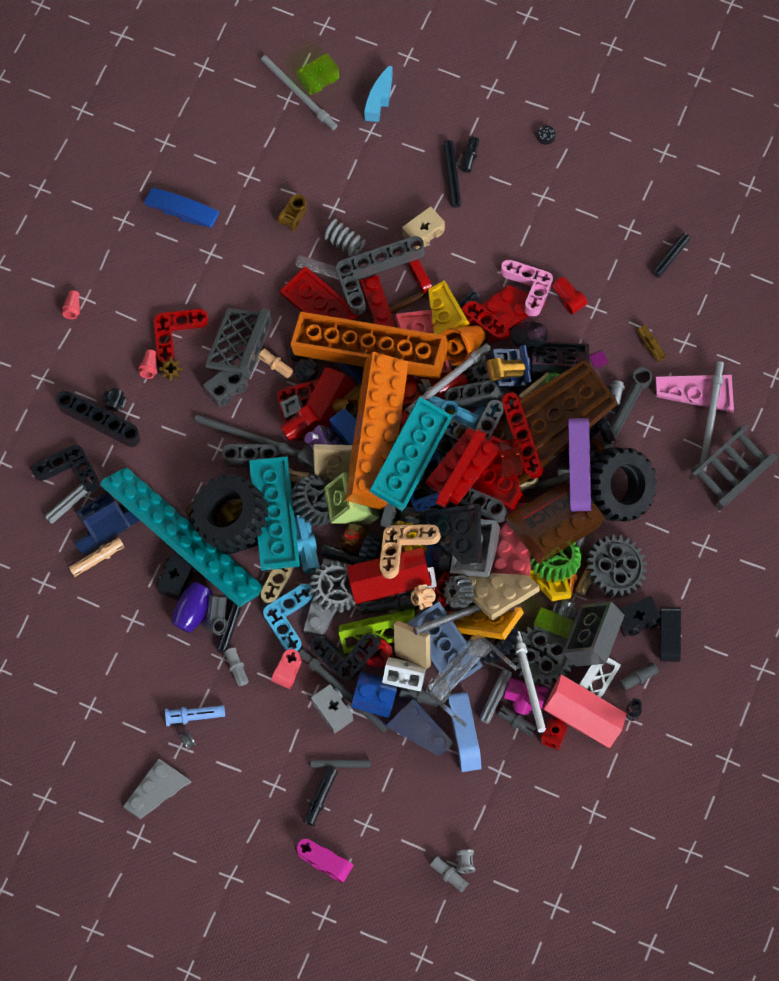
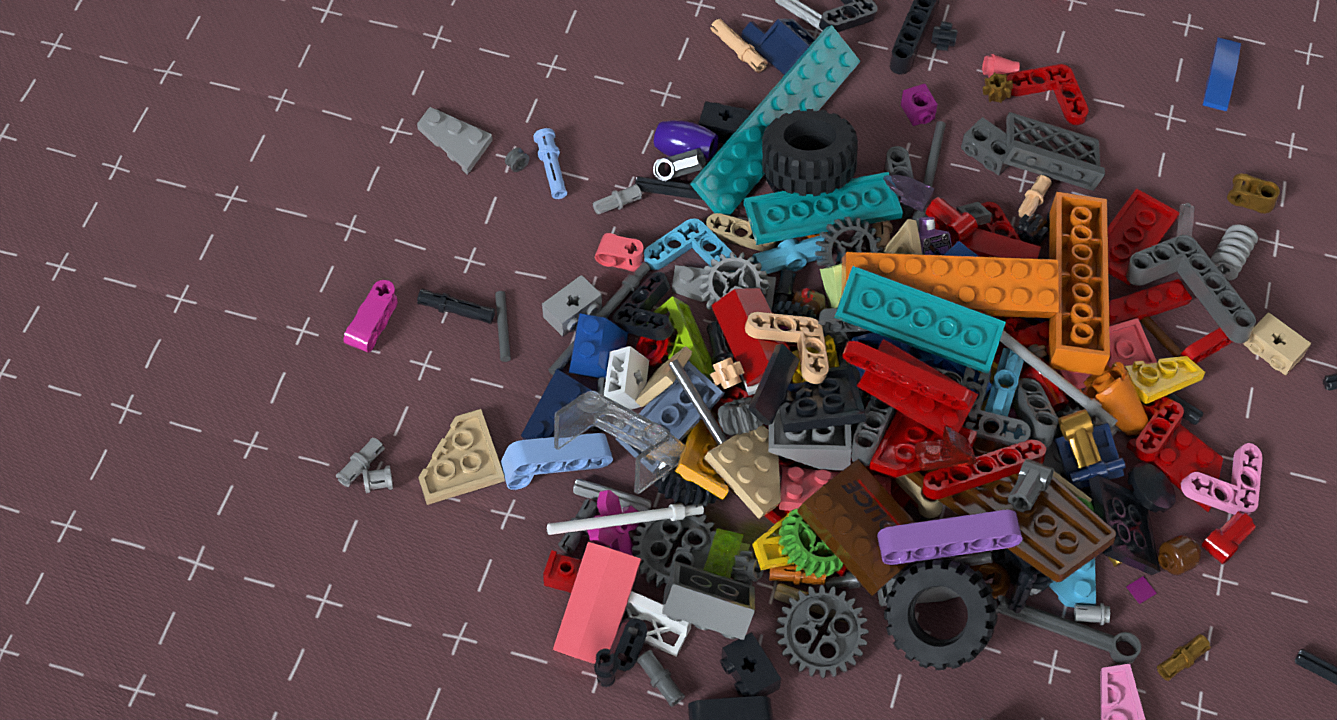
camera: 80 degrees right, 10 degrees down
(177, 437) = (919, 105): none -> magenta brick
(270, 447) = (910, 190): none -> clear purple plate
(443, 563) = (773, 384): none -> black tile
(455, 799) = (462, 460): none -> tan plate
(537, 404) = (1031, 481): none -> dark grey piece
(580, 329) = (1179, 554): none -> reddish brown head
(613, 694) = (628, 644): none -> black beam

